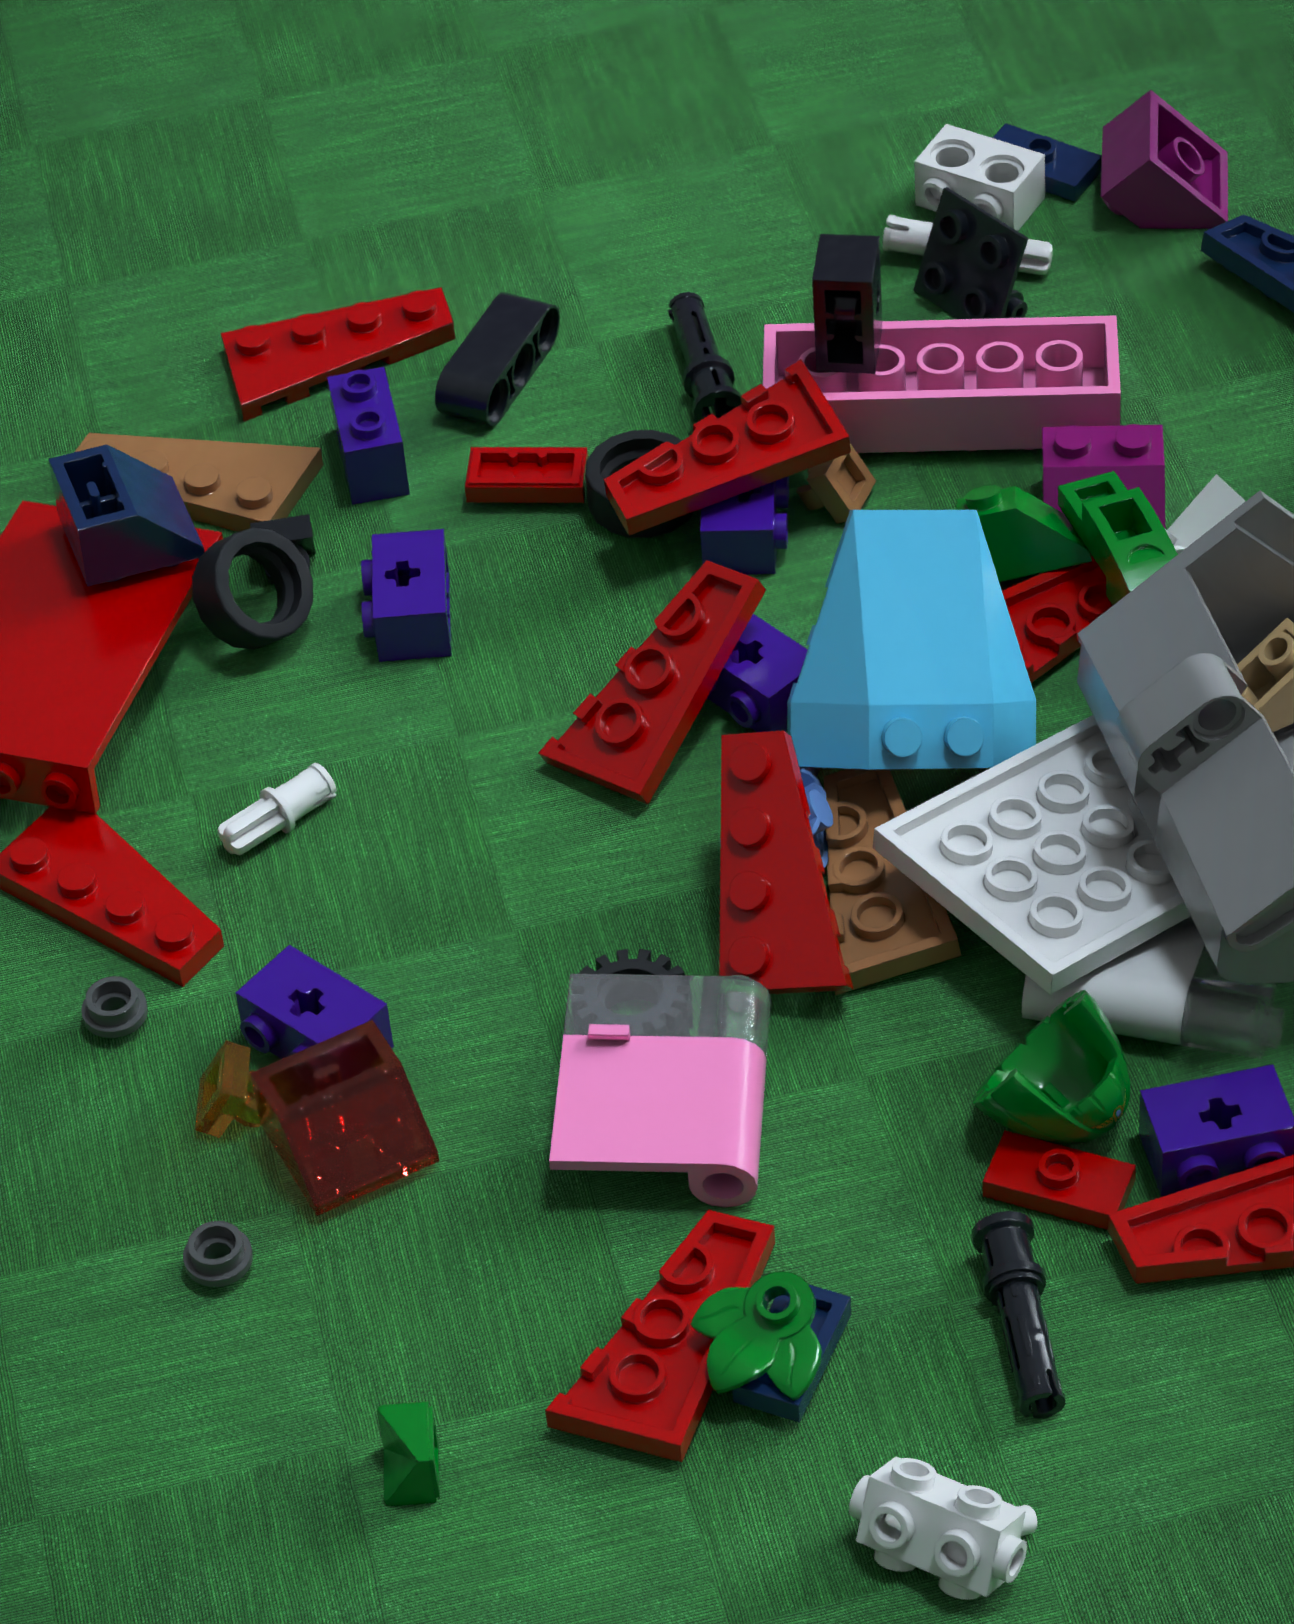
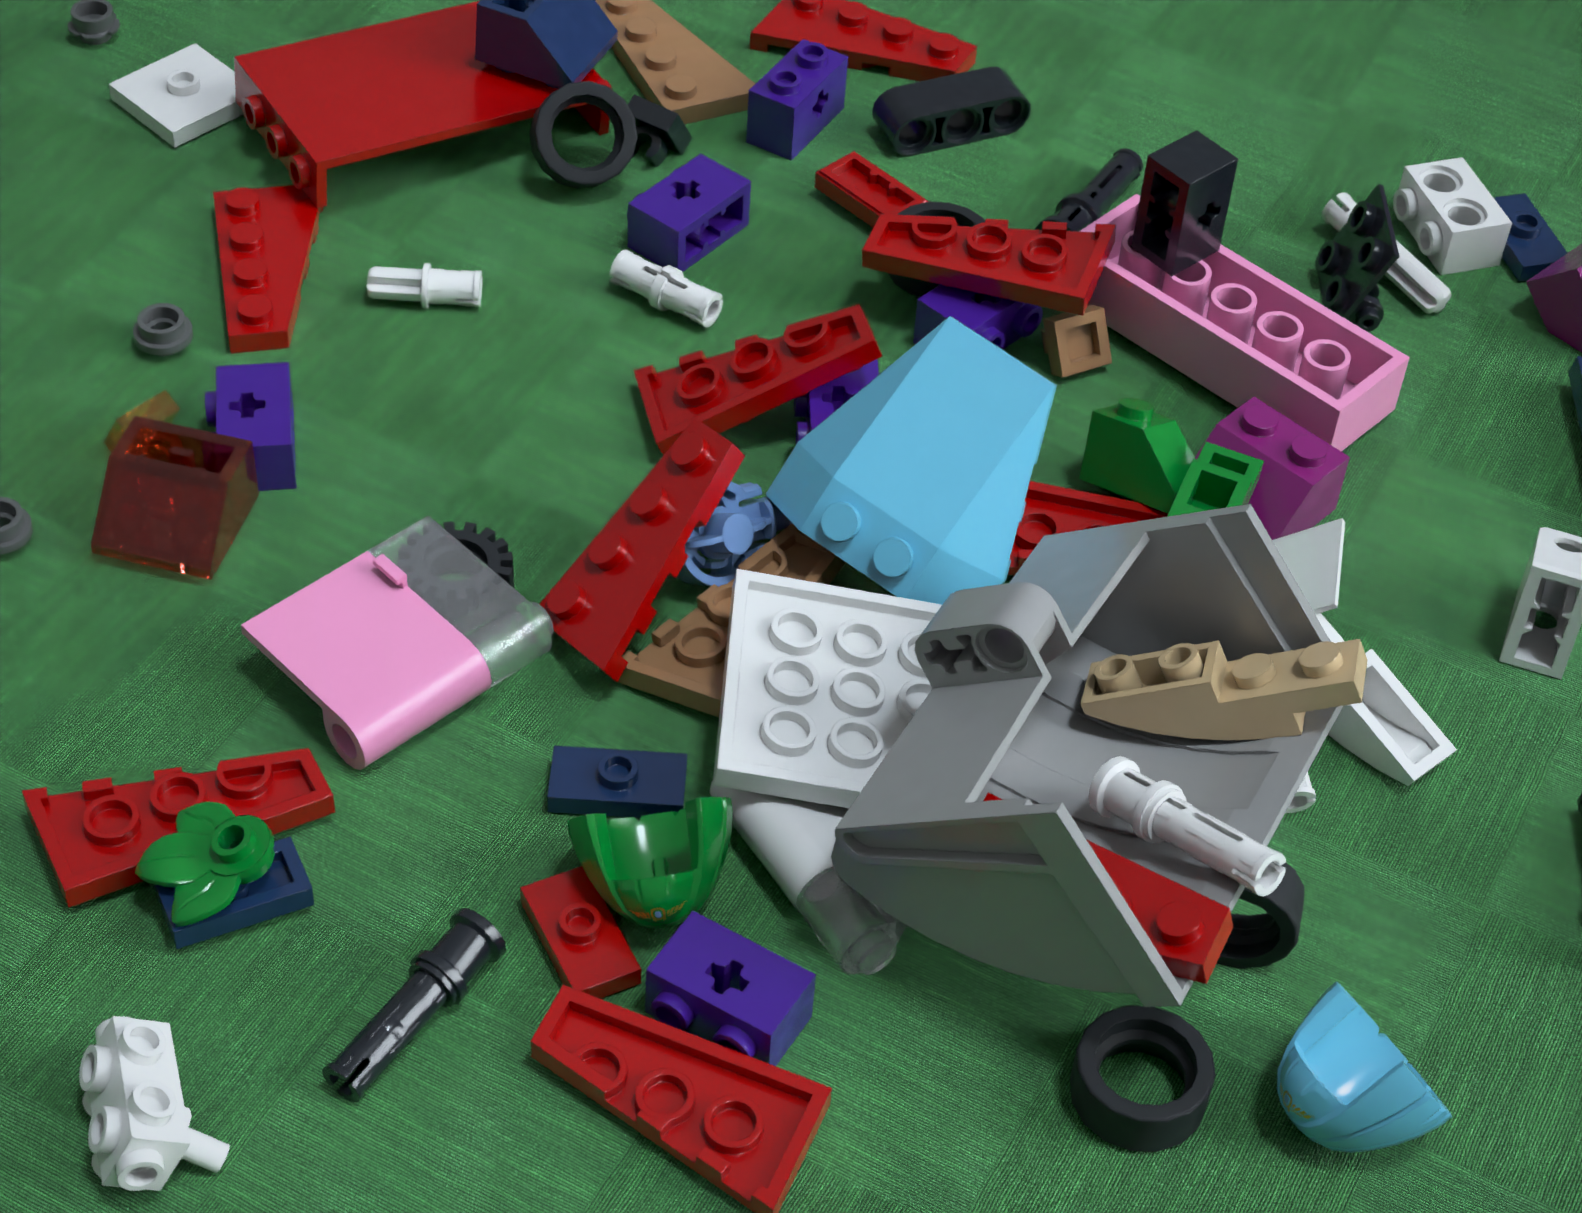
camera: 35 degrees right, 0 degrees up
(473, 669) = (666, 288): none -> white pin
(942, 1060) = (616, 781): none -> dark blue plate

